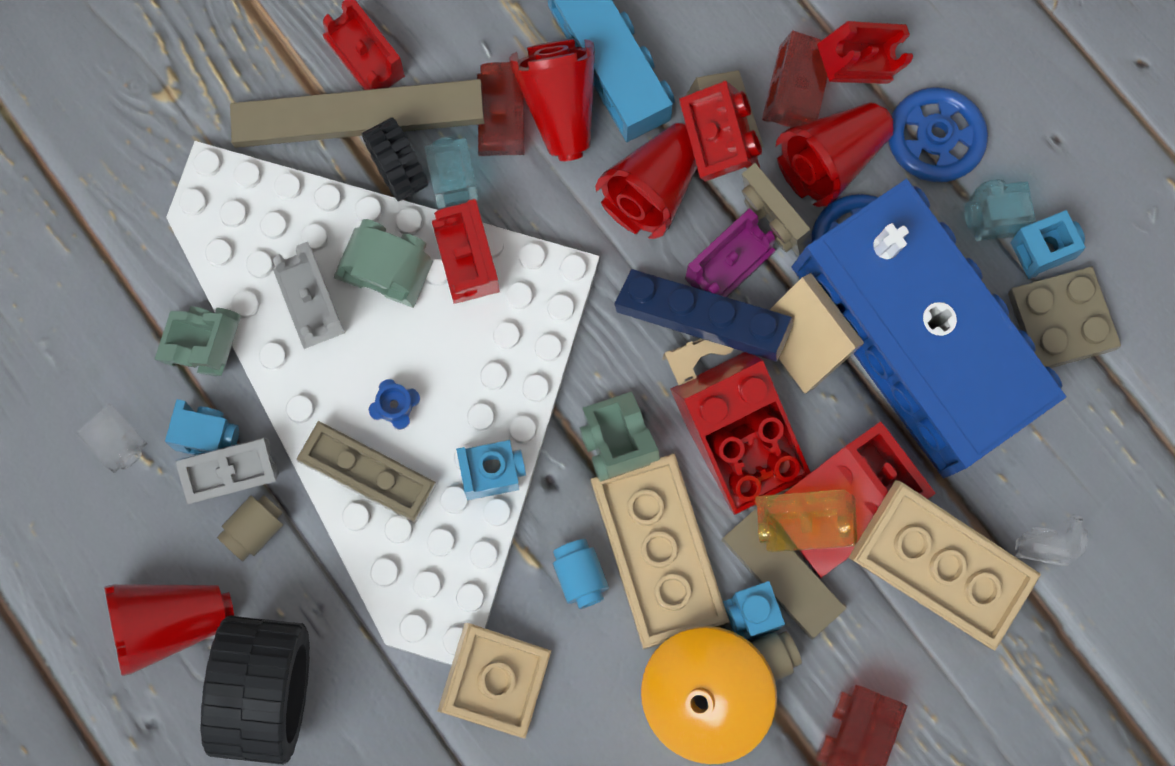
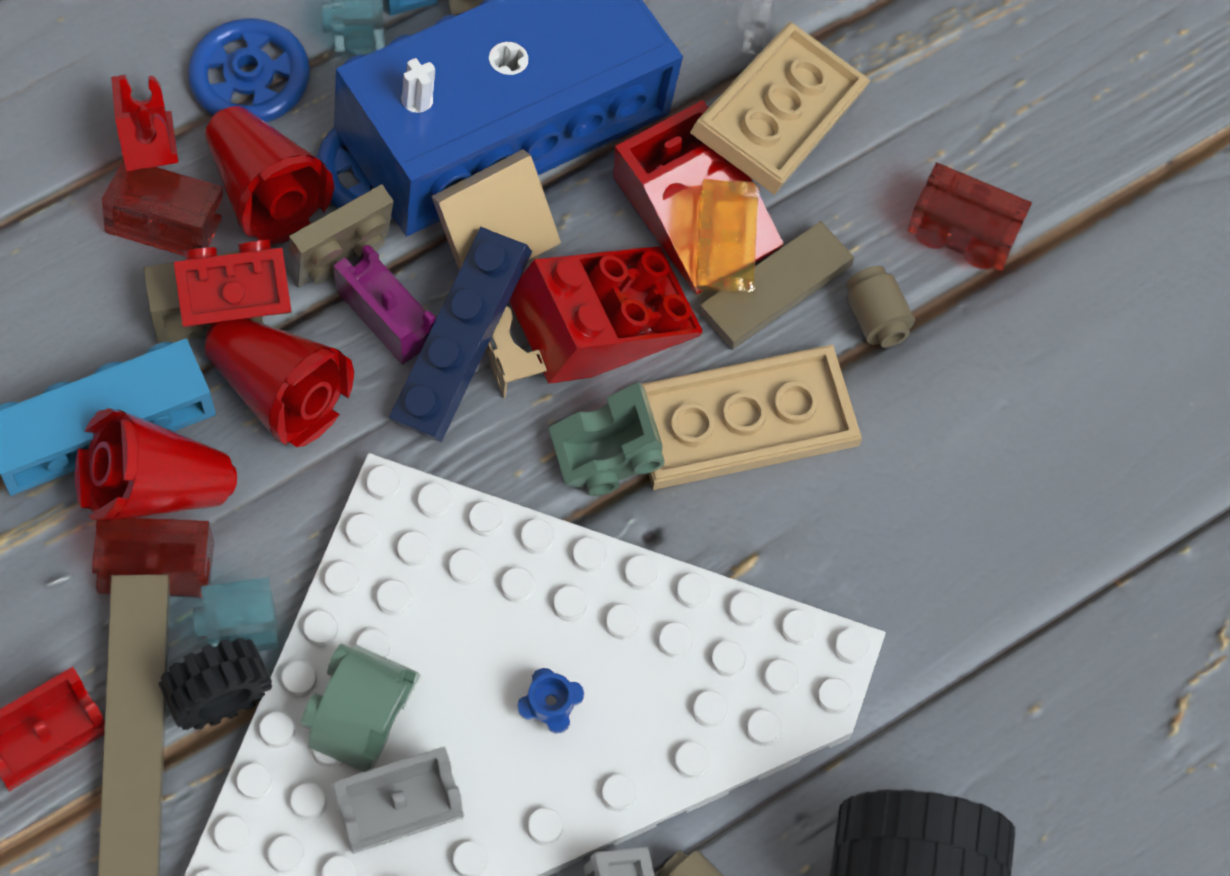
camera: 90 degrees left, 10 degrees down
(366, 471) = (636, 739): dark tan tile -> none
(465, 252) = (357, 597): red hinge -> none
(481, 484) = (642, 600): dark azure brick -> none
(494, 680) = (900, 604): tan tile -> none
(580, 573) = (773, 499): dark azure brick -> none
(730, 677) = (893, 371): light orange dish -> none
(754, 612) = (825, 311): dark azure brick -> none

